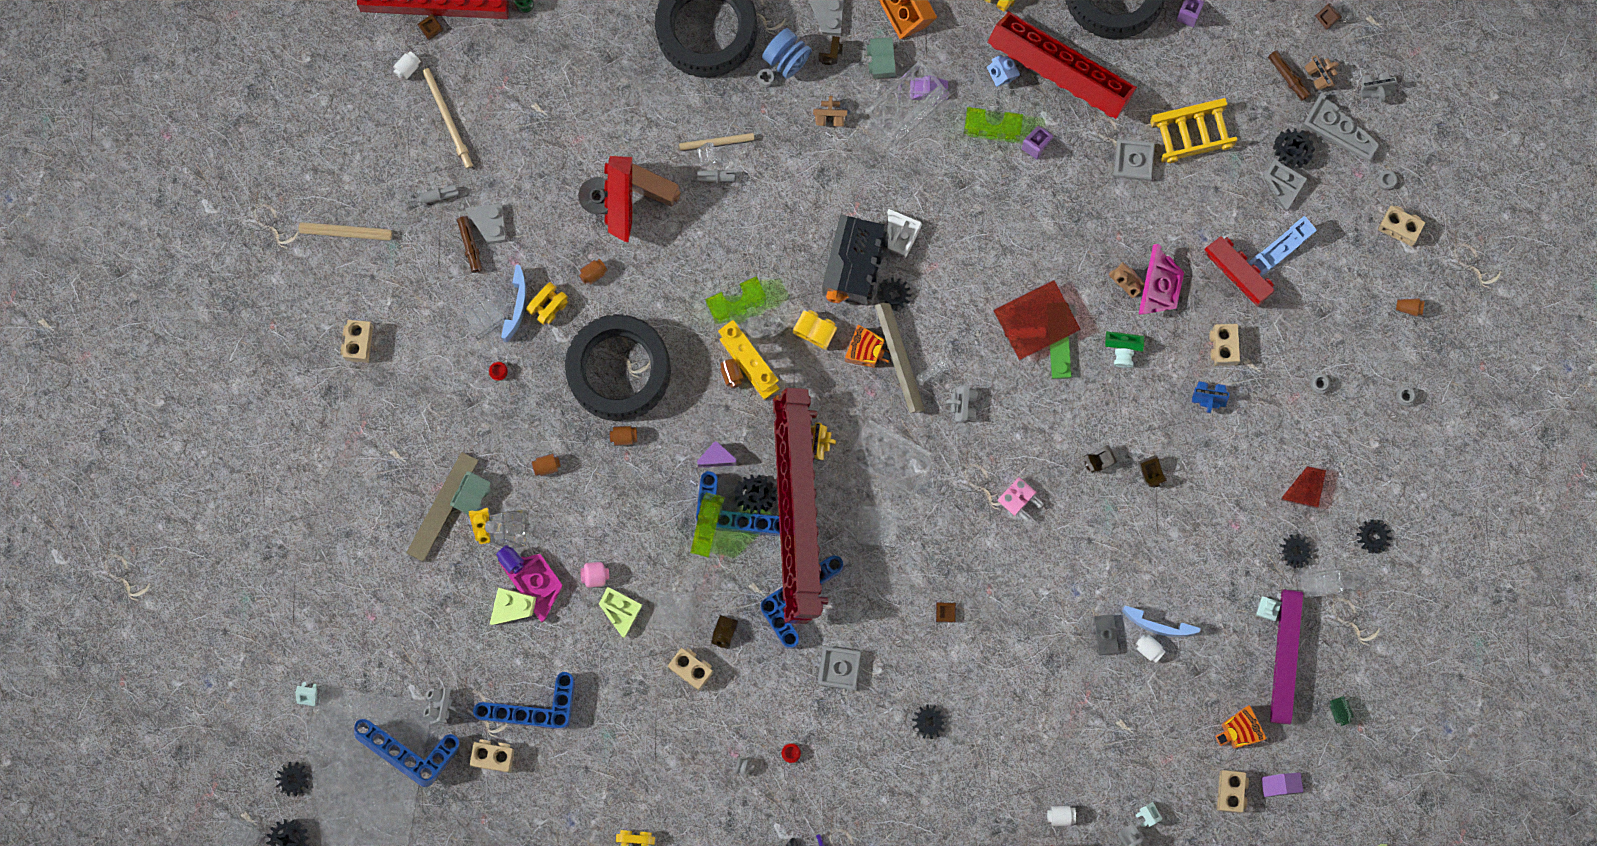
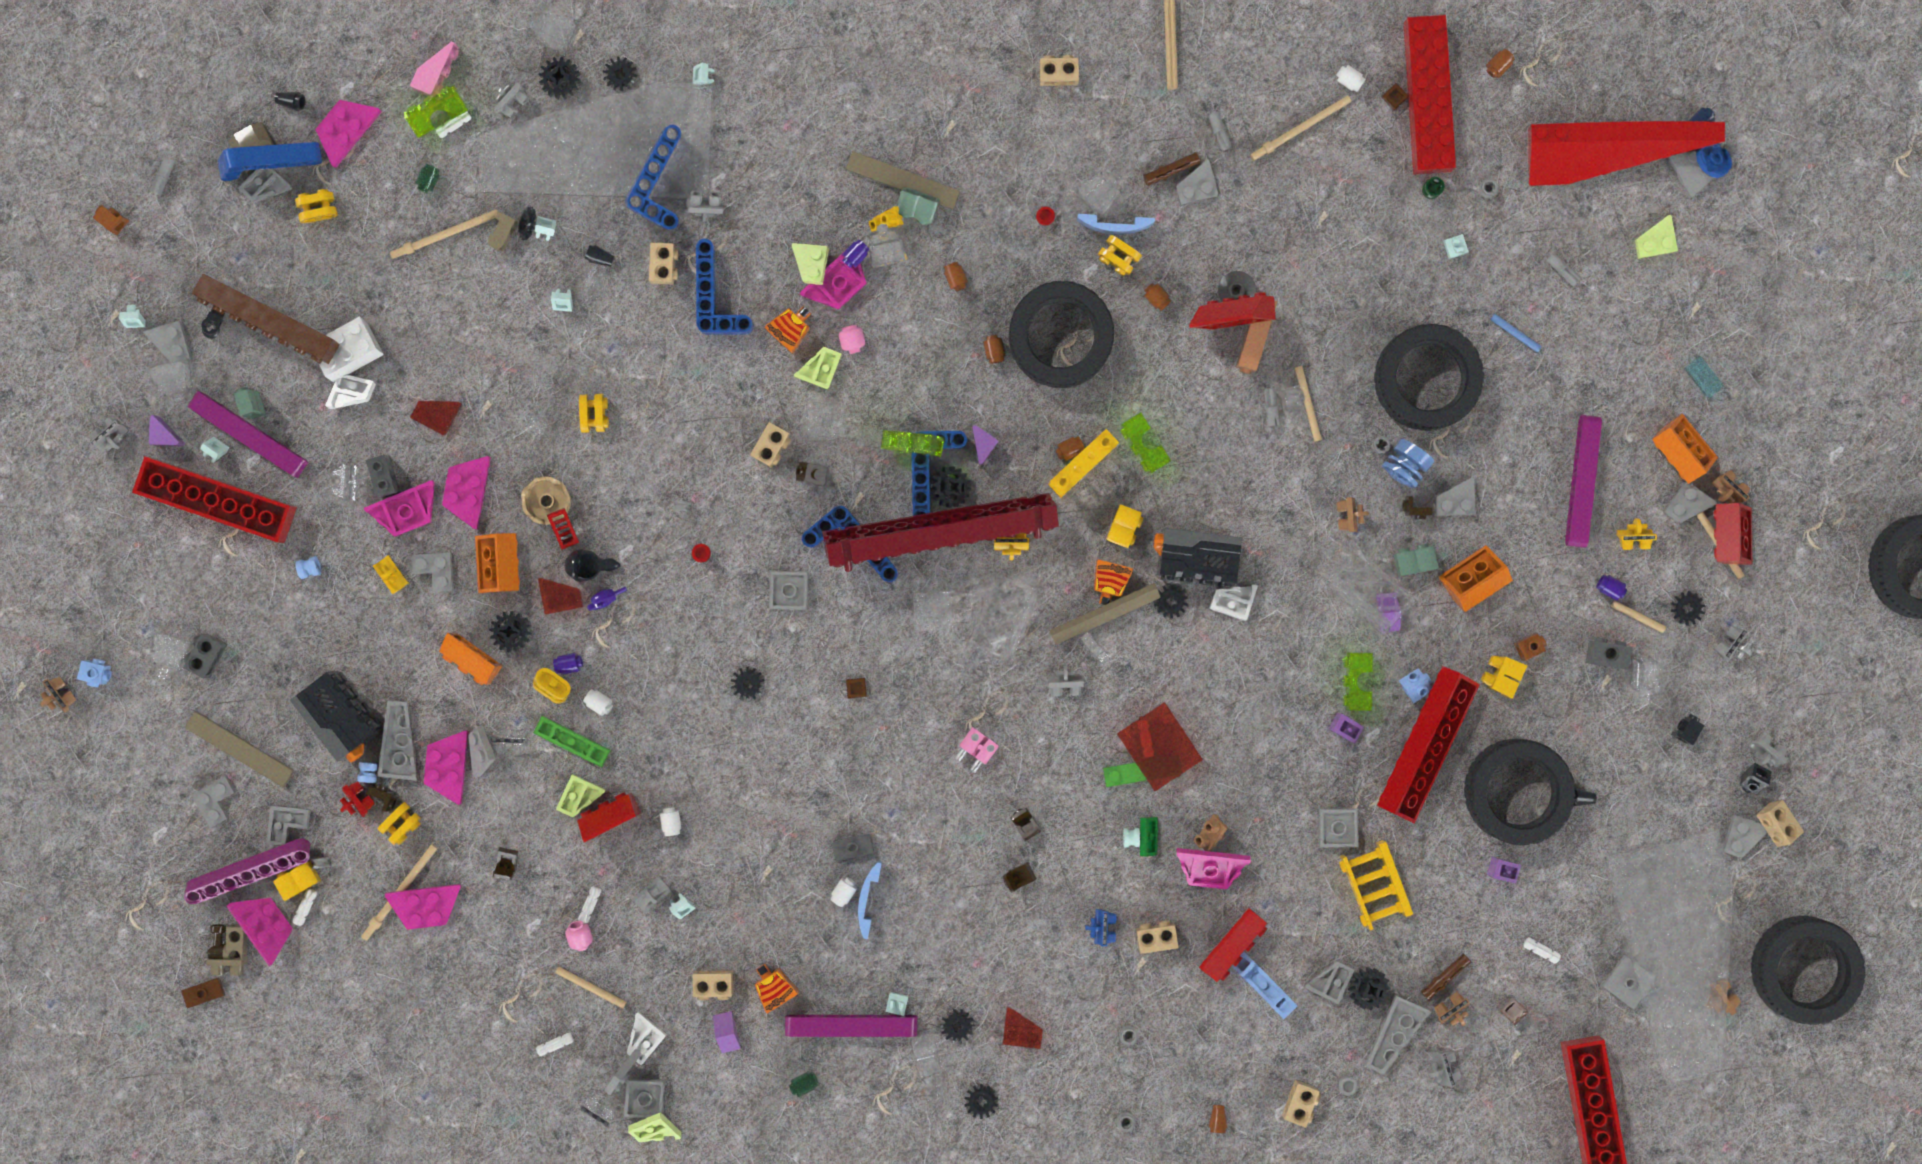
camera: 80 degrees right, 10 degrees up
(475, 821) = (599, 256): none -> black cone
(575, 636) = (789, 328): none -> torso

